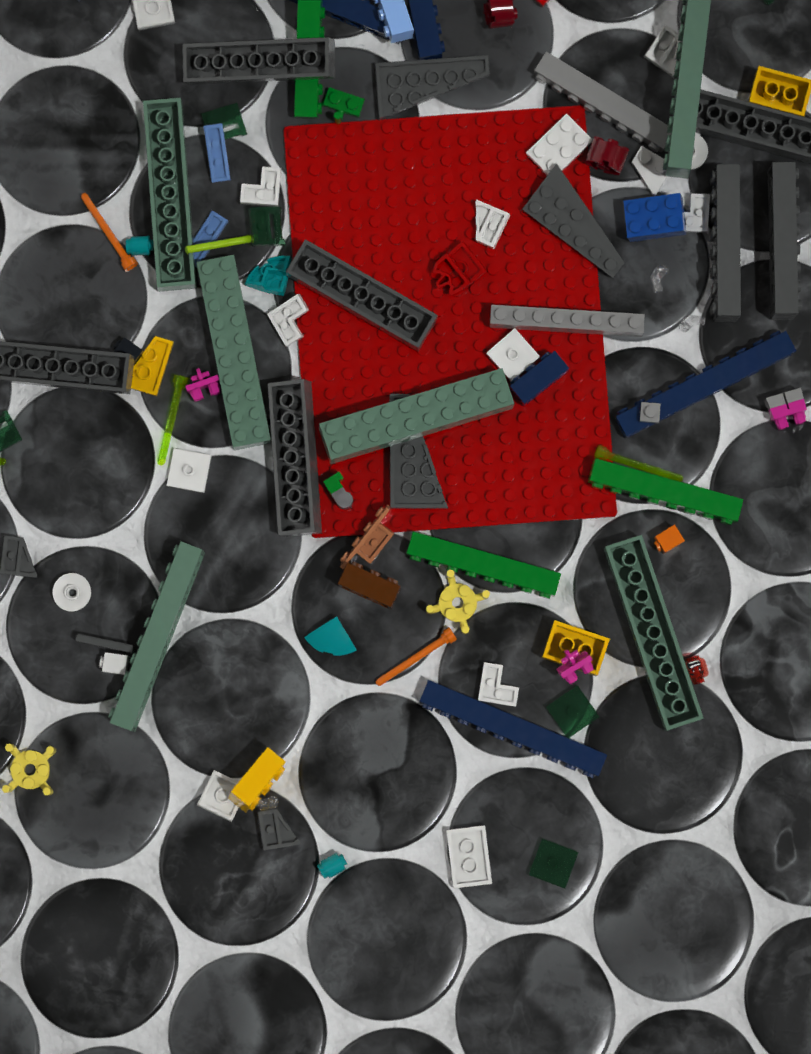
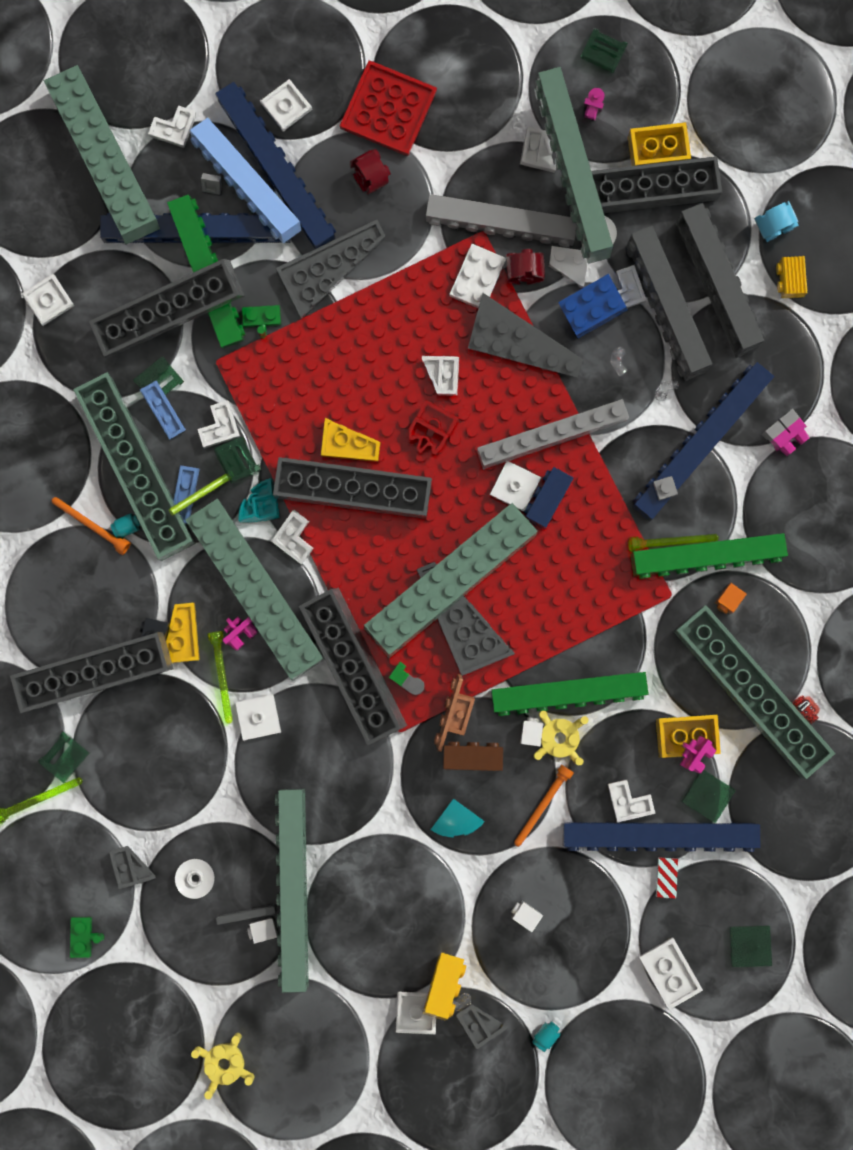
camera: 25 degrees left, 0 degrees up
(358, 749) = (526, 915): none -> white brick
(374, 253) = (348, 444): none -> yellow wing
(433, 586) = (531, 732): none -> white brick
(502, 770) = (667, 877): none -> tile
(739, 23) = (594, 103): none -> dark pink hips

